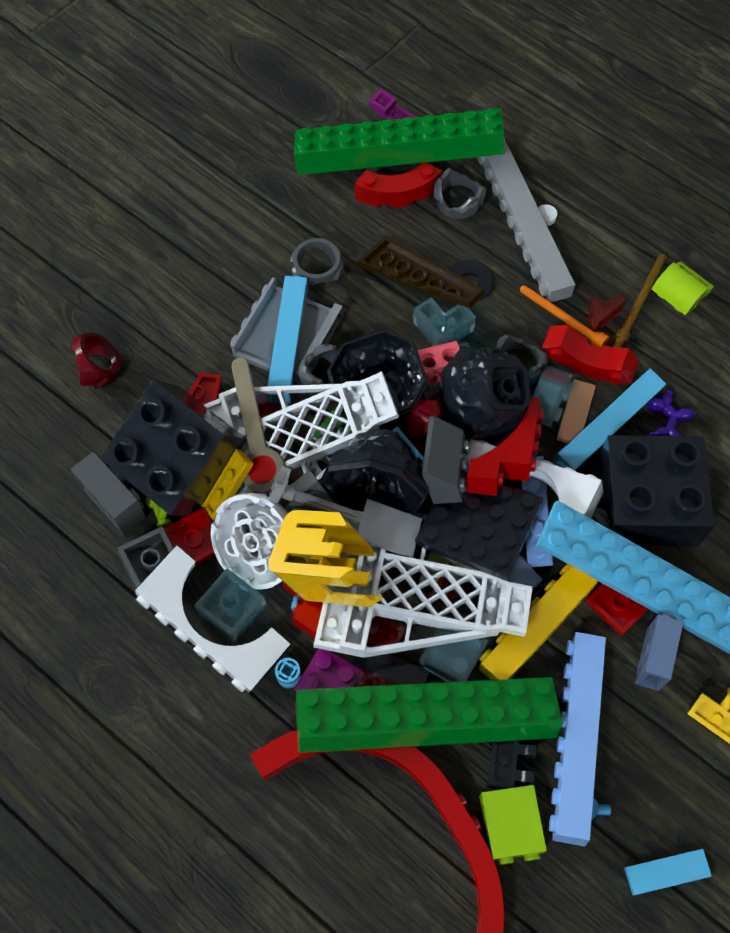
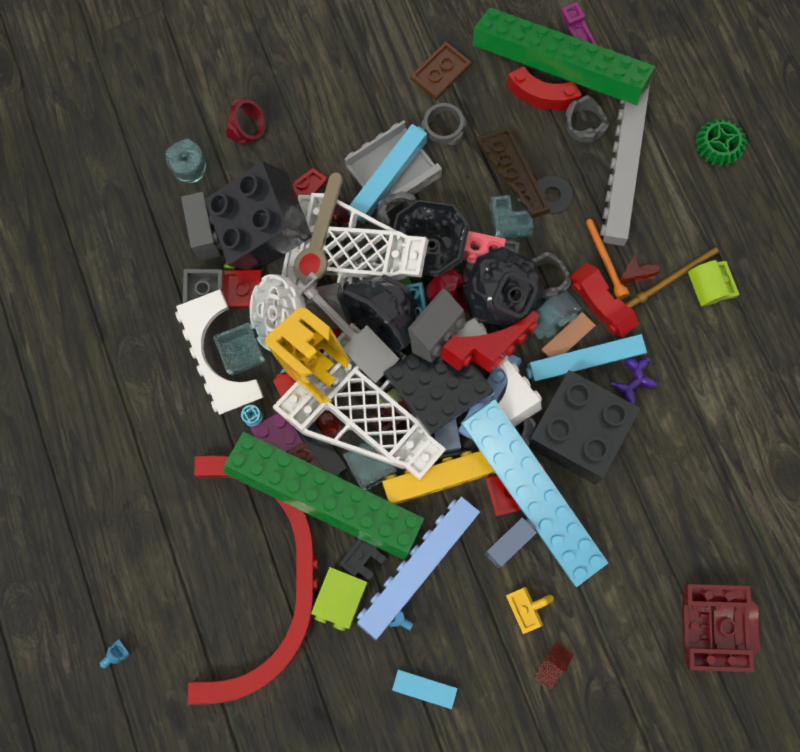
camera: 35 degrees right, 10 degrees up
(48, 433) = (186, 161): none -> clear light blue brick
(228, 482) = (285, 260): yellow tile -> none
(278, 215) = (440, 70): none -> reddish brown tile
(548, 213) = (645, 170): white tile -> none
(601, 155) = (723, 136): none -> green gear

